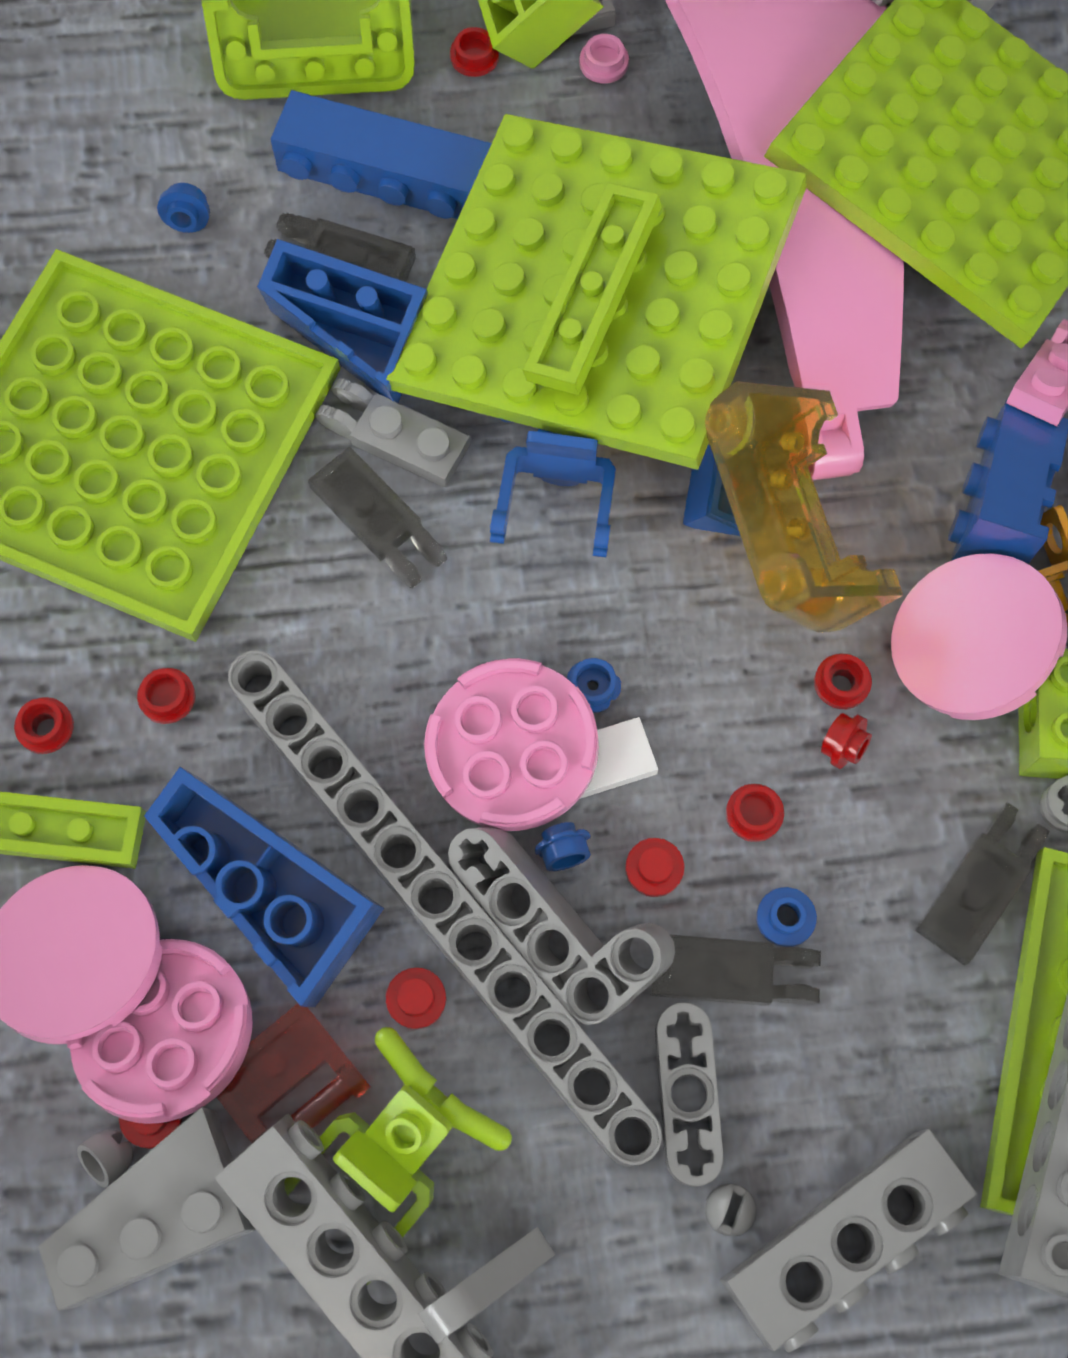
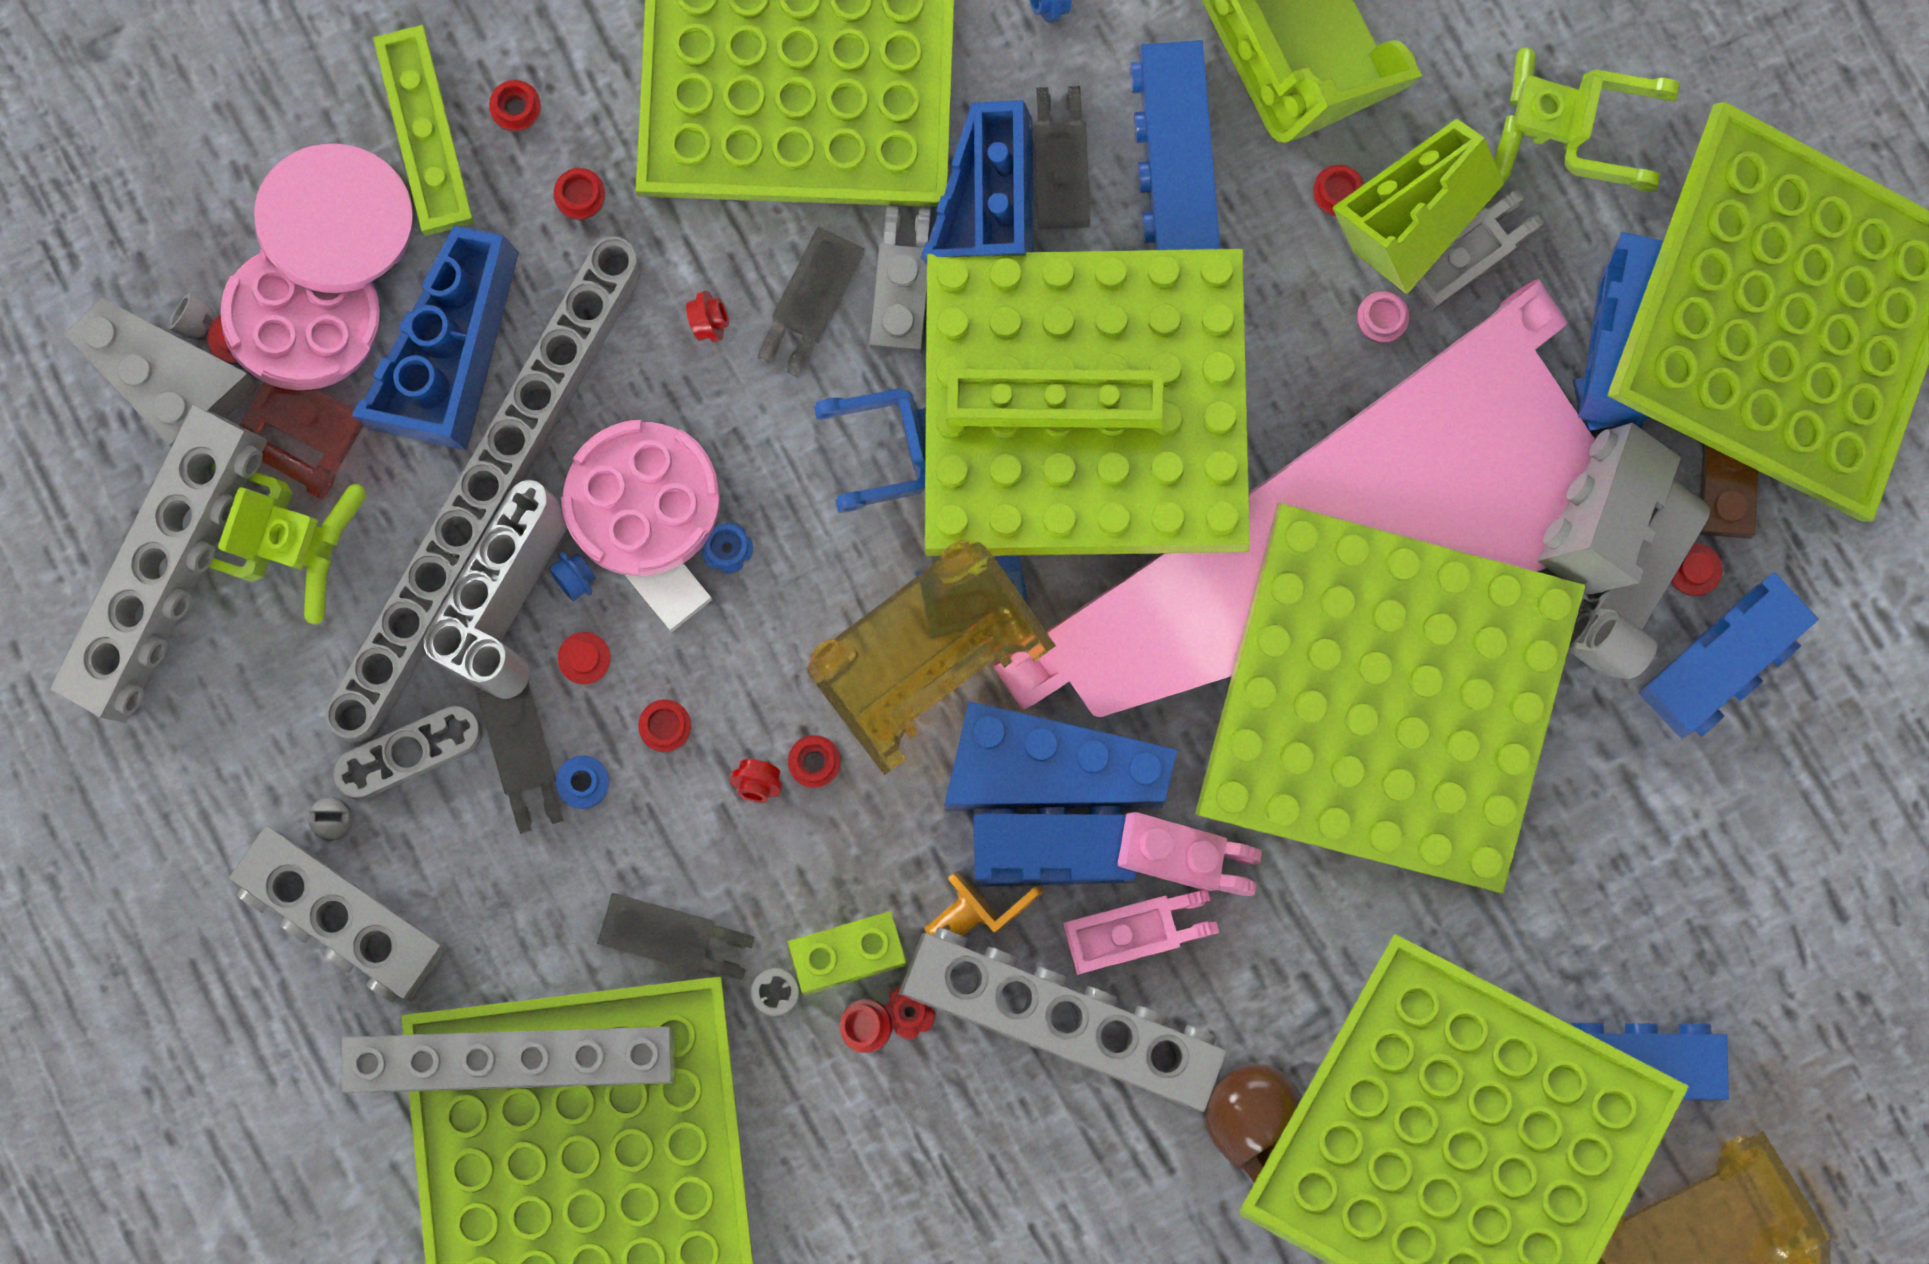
camera: 70 degrees right, 10 degrees up
(351, 615) = (707, 317): none -> red plate
(416, 998) = (402, 505): red plate -> none
(486, 1285) = (197, 642): light grey beam -> none
(921, 474) = (1044, 763): none -> blue wedge
(978, 636) = (887, 858): bright pink tile -> none

